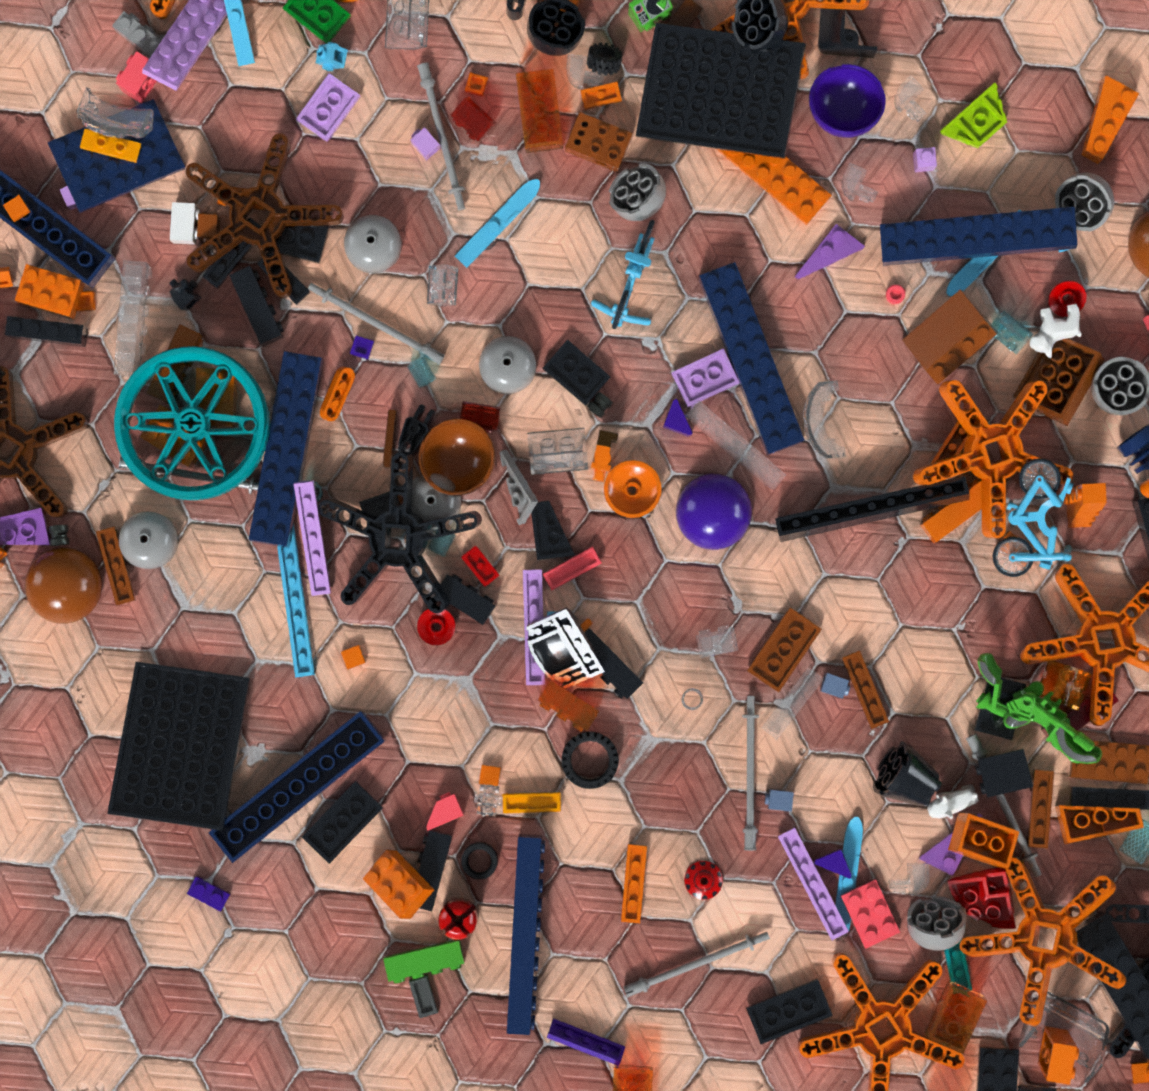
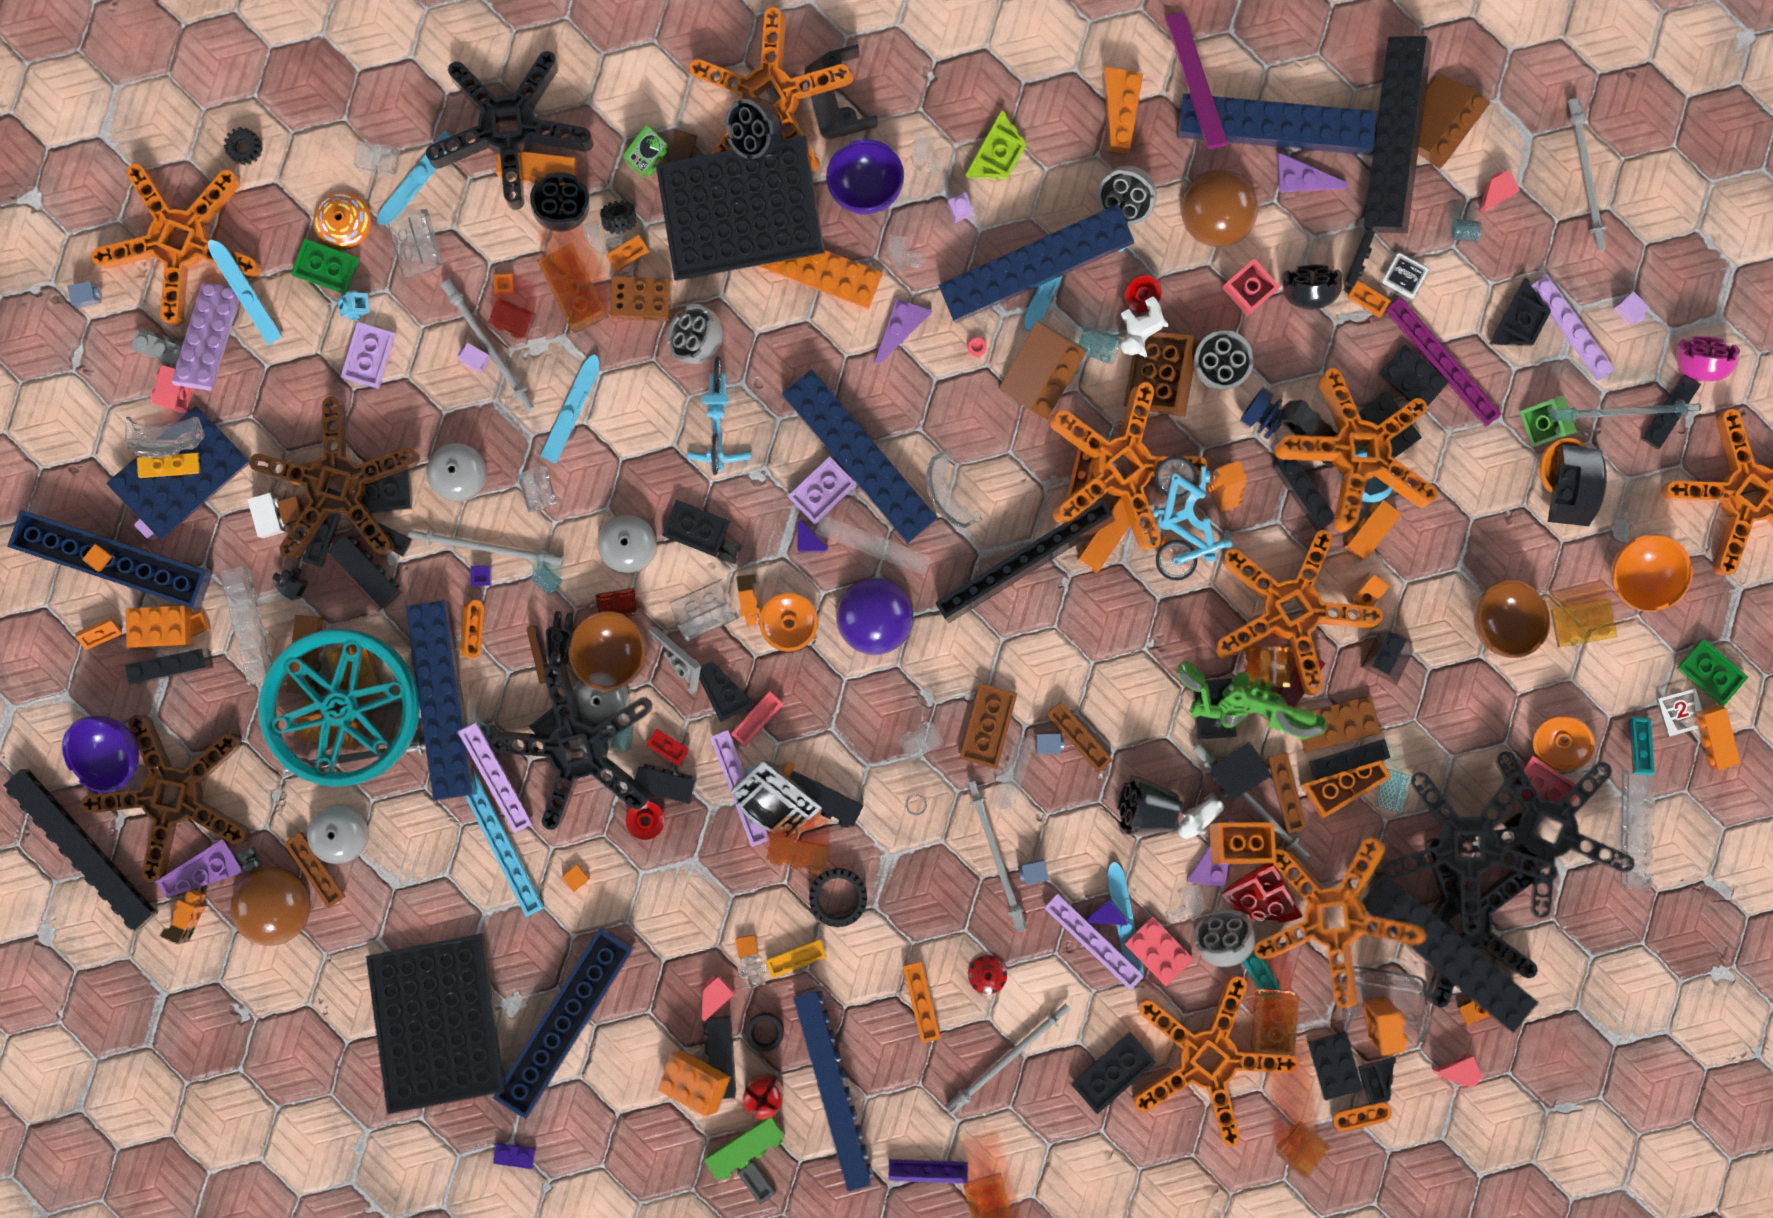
camera: 20 degrees left, 0 degrees up
(342, 822) = (620, 1041): black plate -> none

